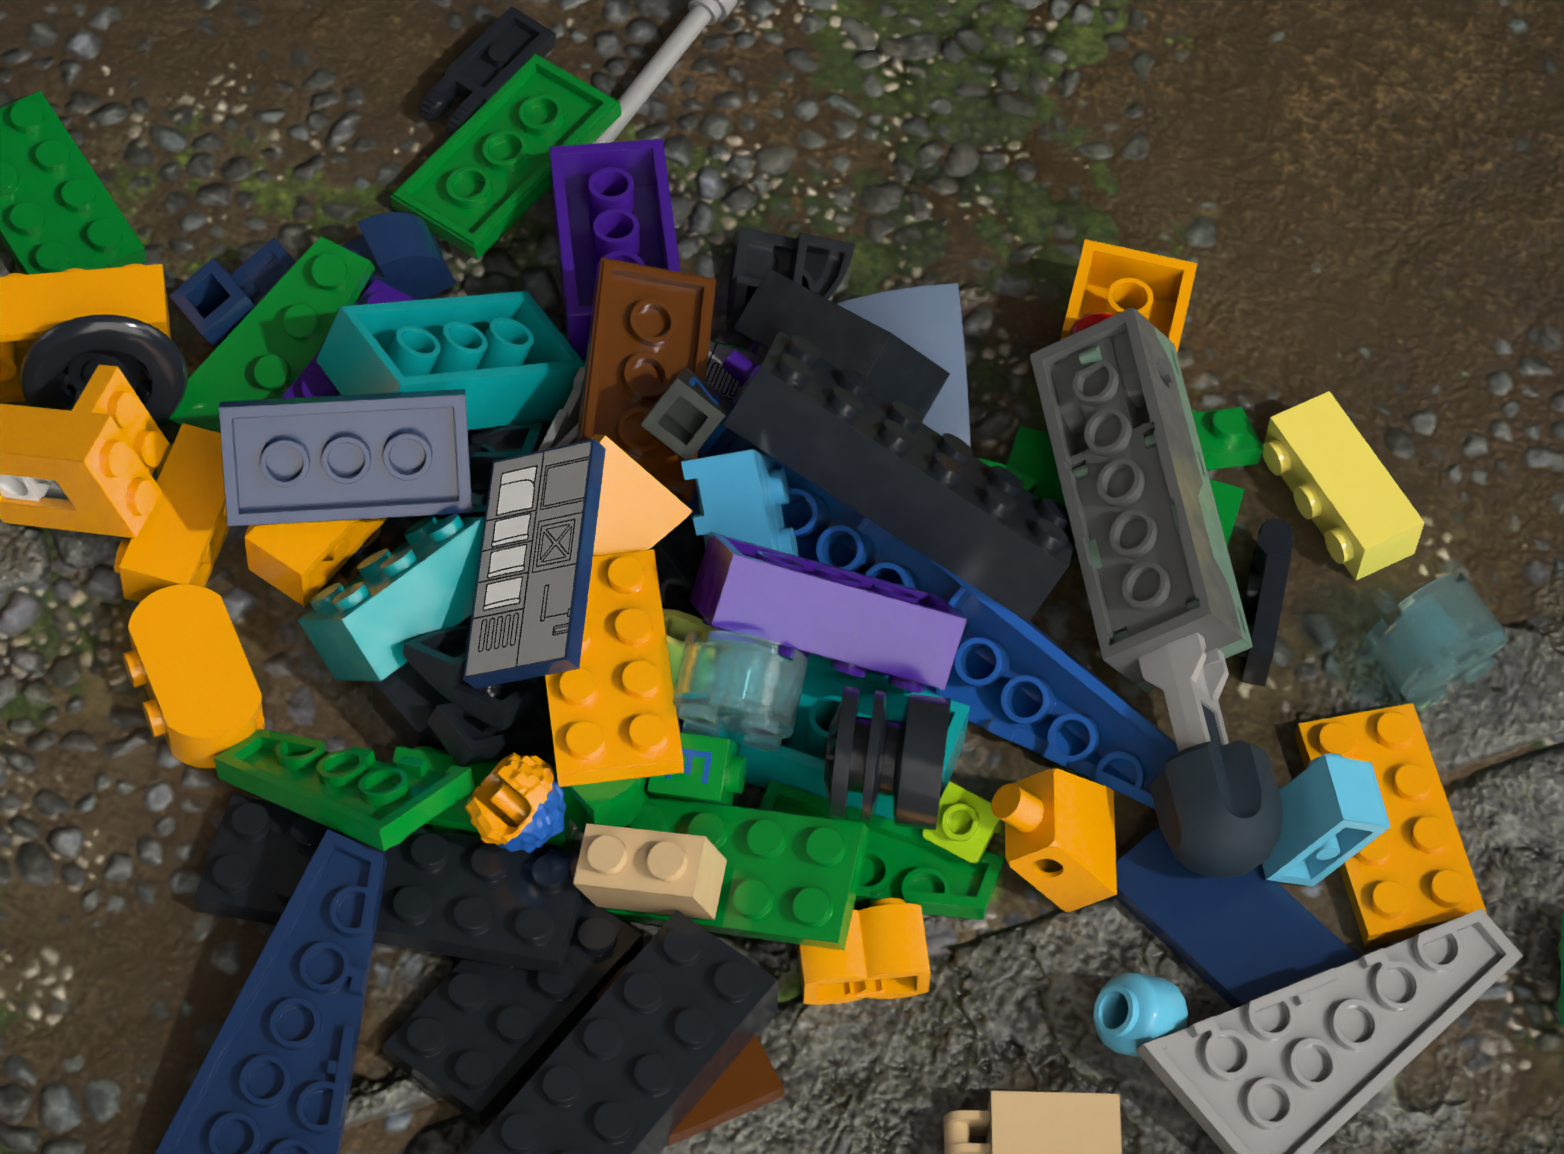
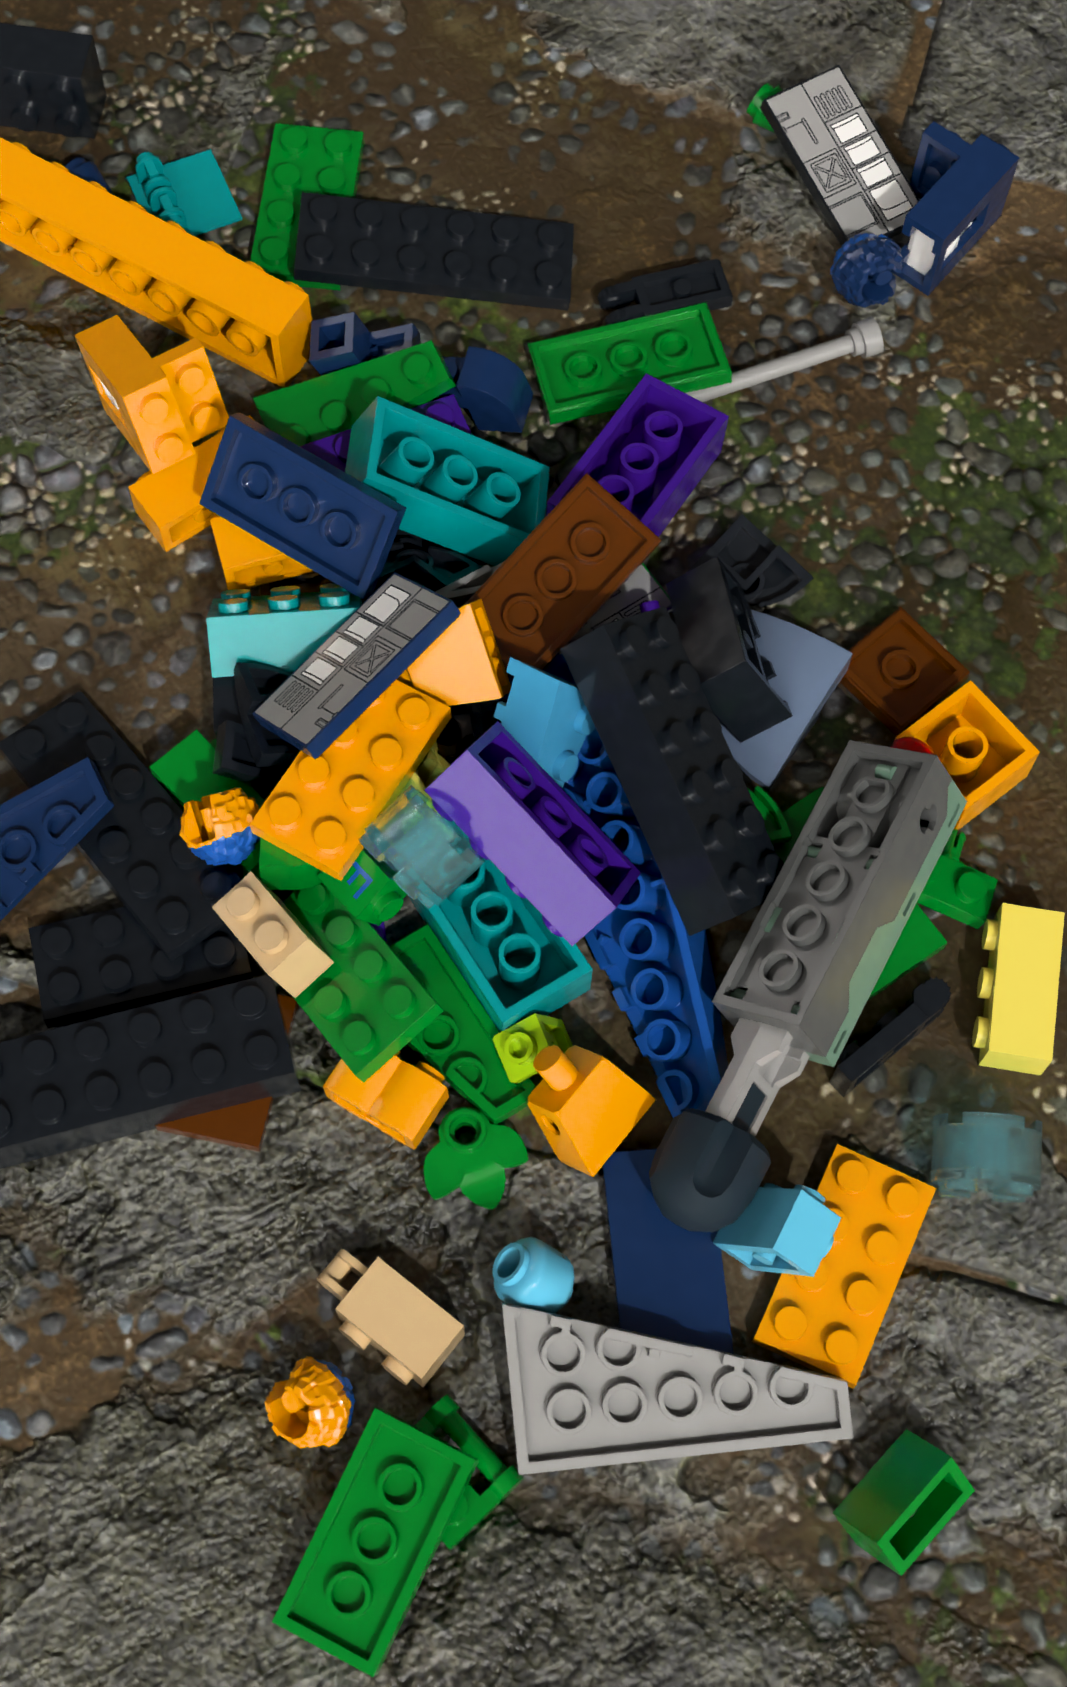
camera: 40 degrees right, 10 degrees up
(79, 345) = (231, 344): black wheel -> none
(192, 673) = (123, 594): light orange brick -> none
(219, 163) = (434, 251): none -> black plate
(344, 787) = (133, 737): green wing -> none
(686, 414) = (547, 624): pearl dark grey brick -> none
(888, 758) = (481, 970): black wheel -> none
(995, 966) = (474, 1165): none -> green plate
(1003, 281) = (901, 672): none -> reddish brown tile

